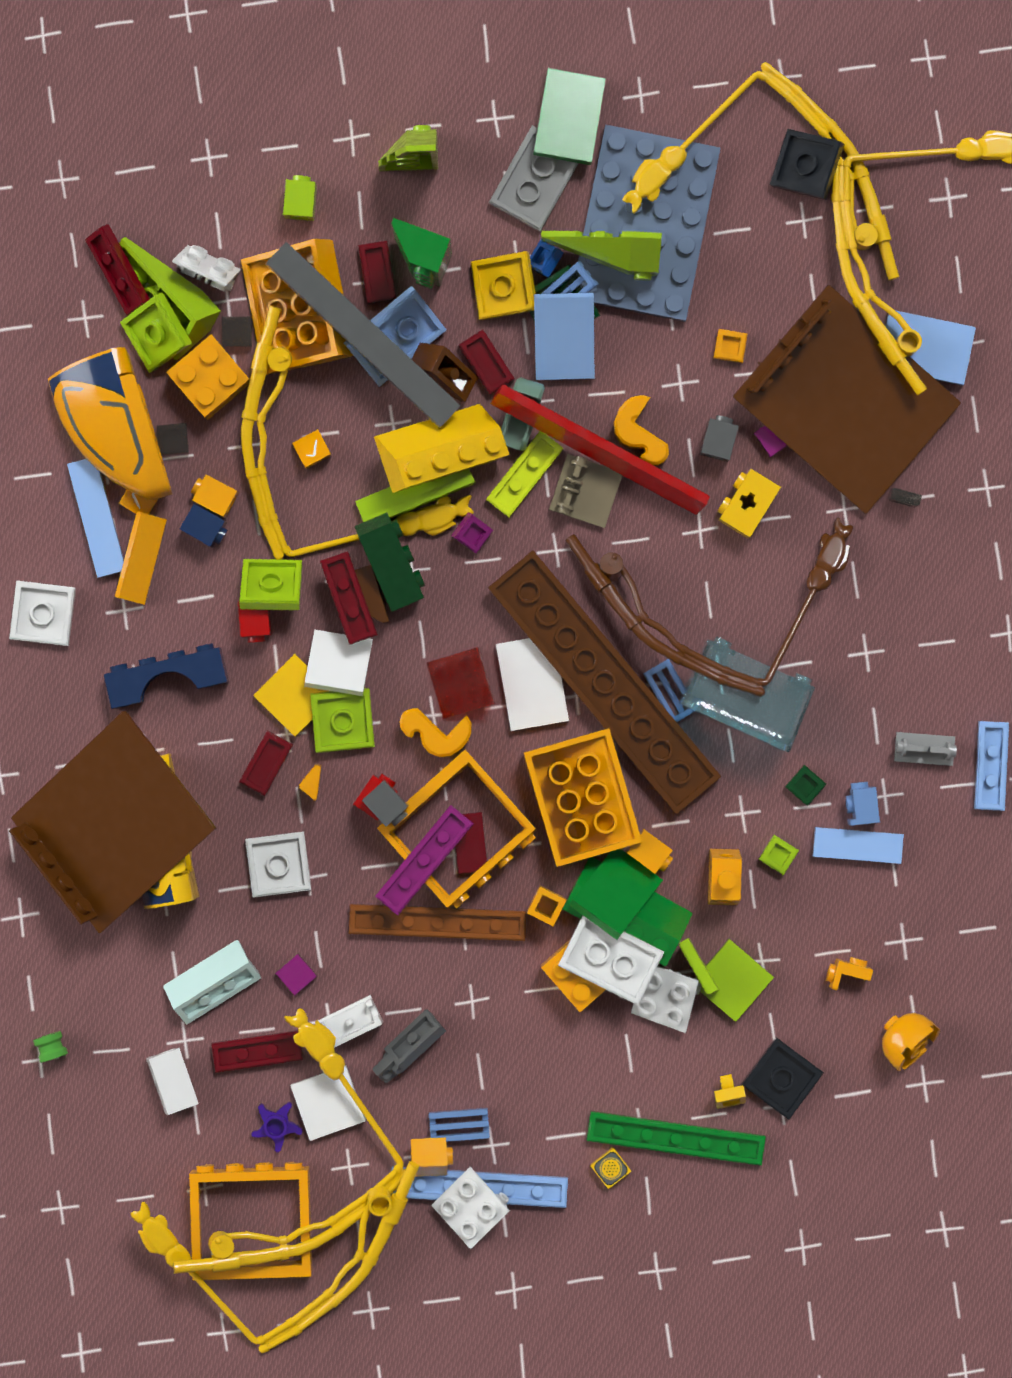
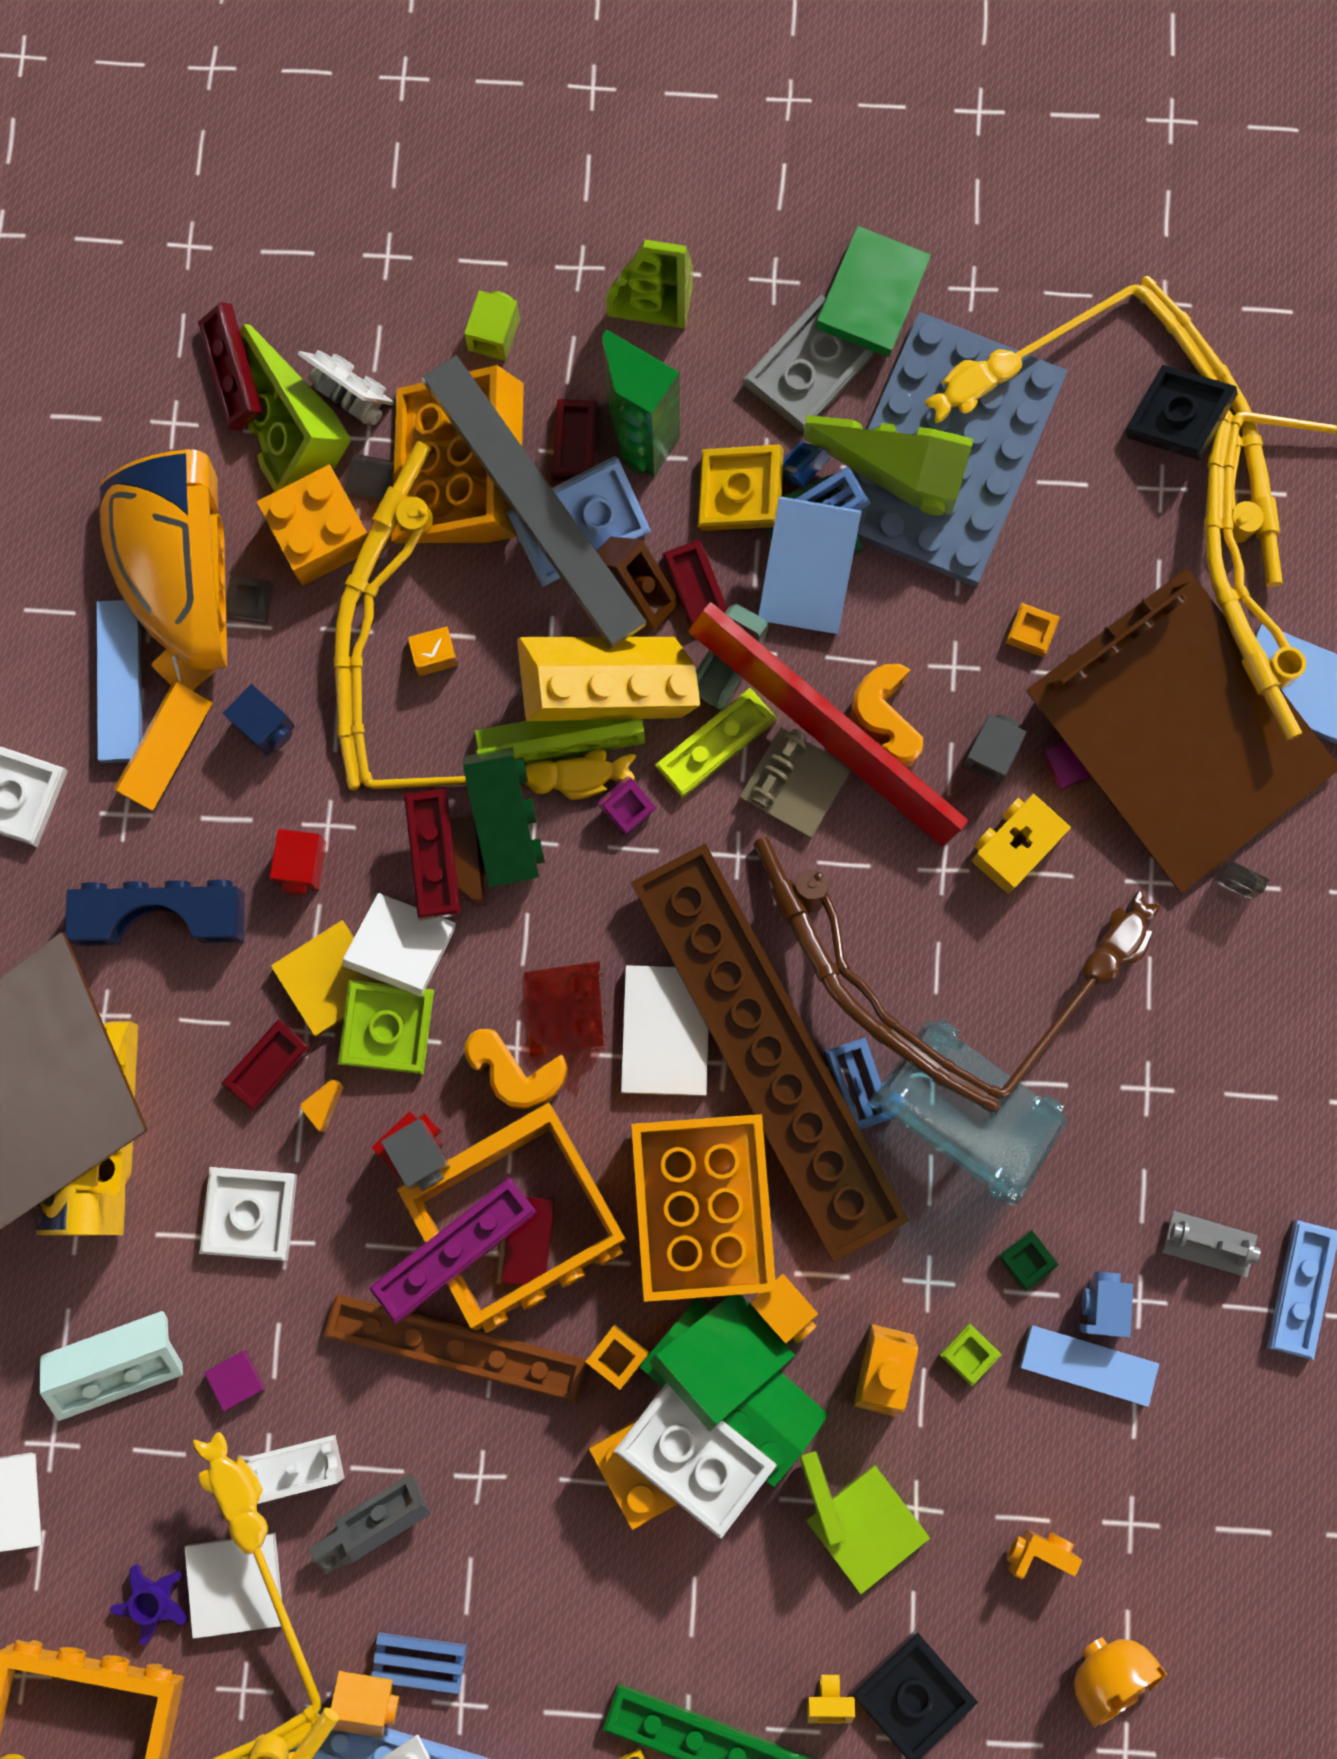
camera: 15 degrees right, 10 degrees down
(155, 332) = (258, 452): lime tile -> none
(214, 495) = (284, 683): light orange brick -> none
(256, 1051) = (145, 1483): dark red tile -> none
(271, 584) = (330, 816): lime tile -> none
(668, 999) = (768, 1538): white hinge -> none

